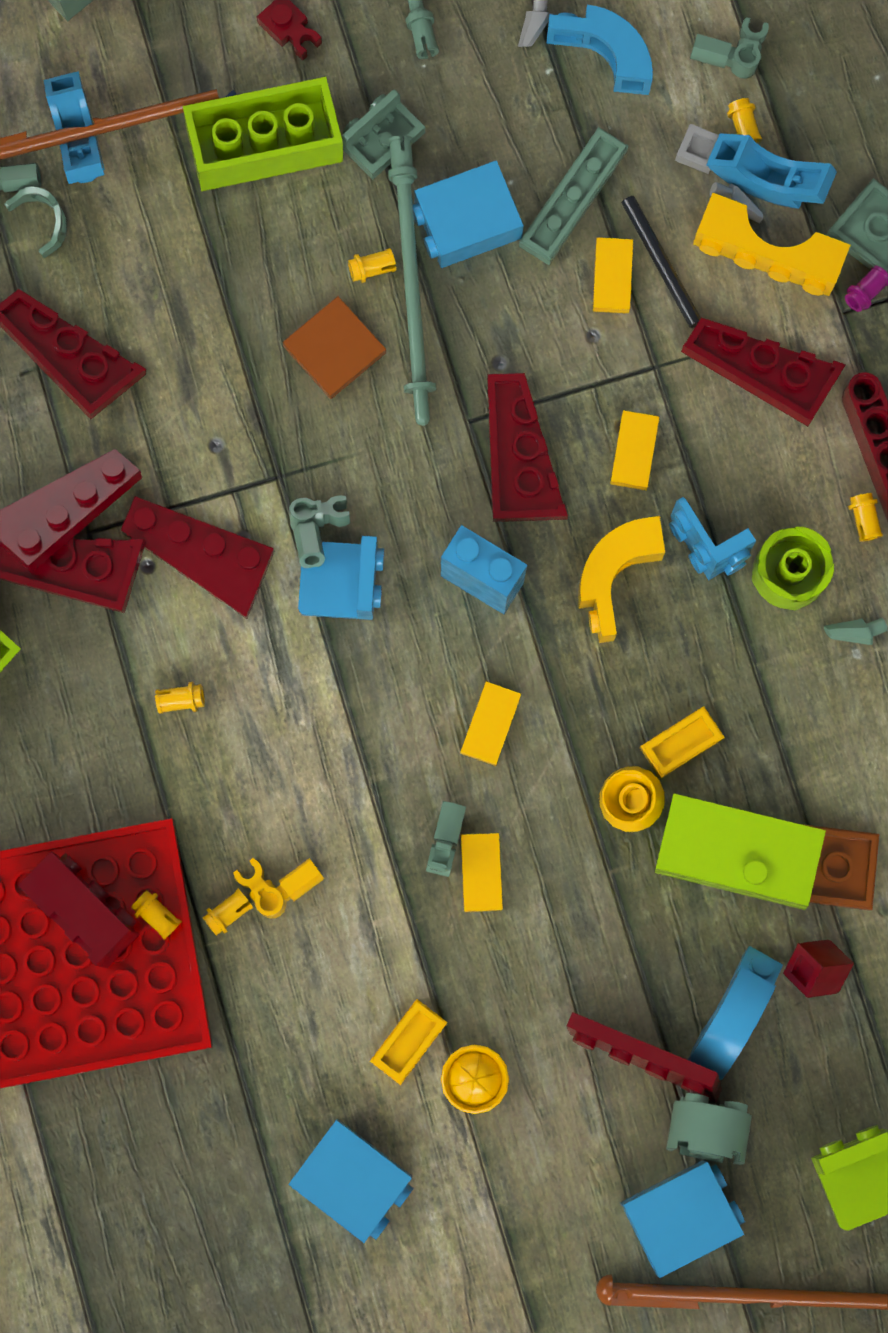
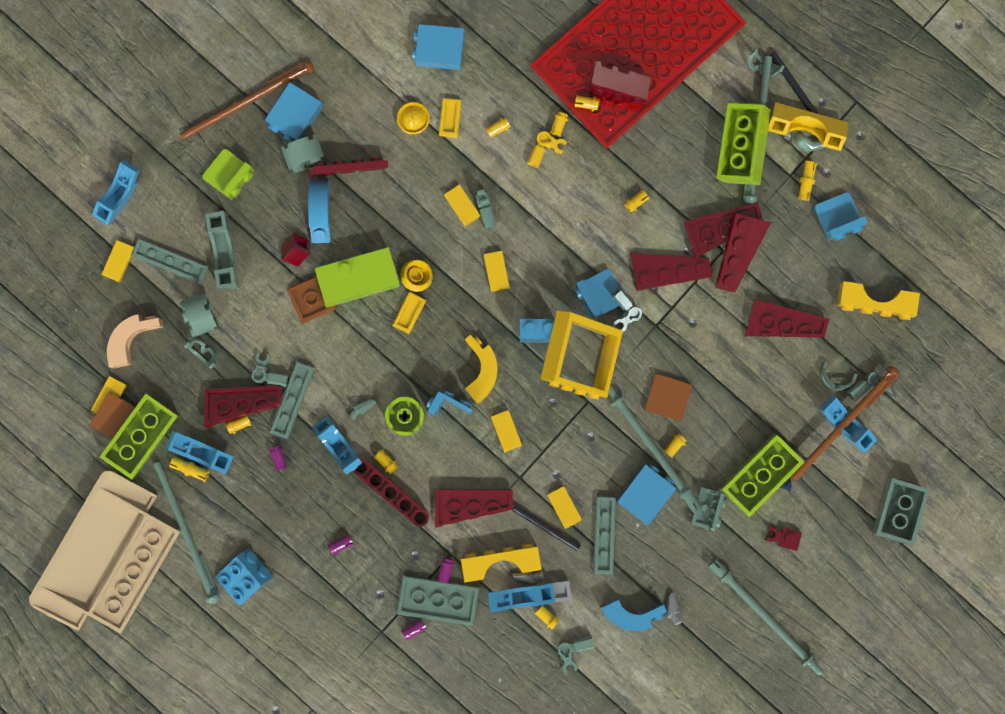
camera: 155 degrees right, 5 degrees up
(336, 971) = (498, 127): none -> yellow pin
(466, 511) = (557, 349): none -> yellow window
(521, 469) = (557, 401): dark red wing -> none

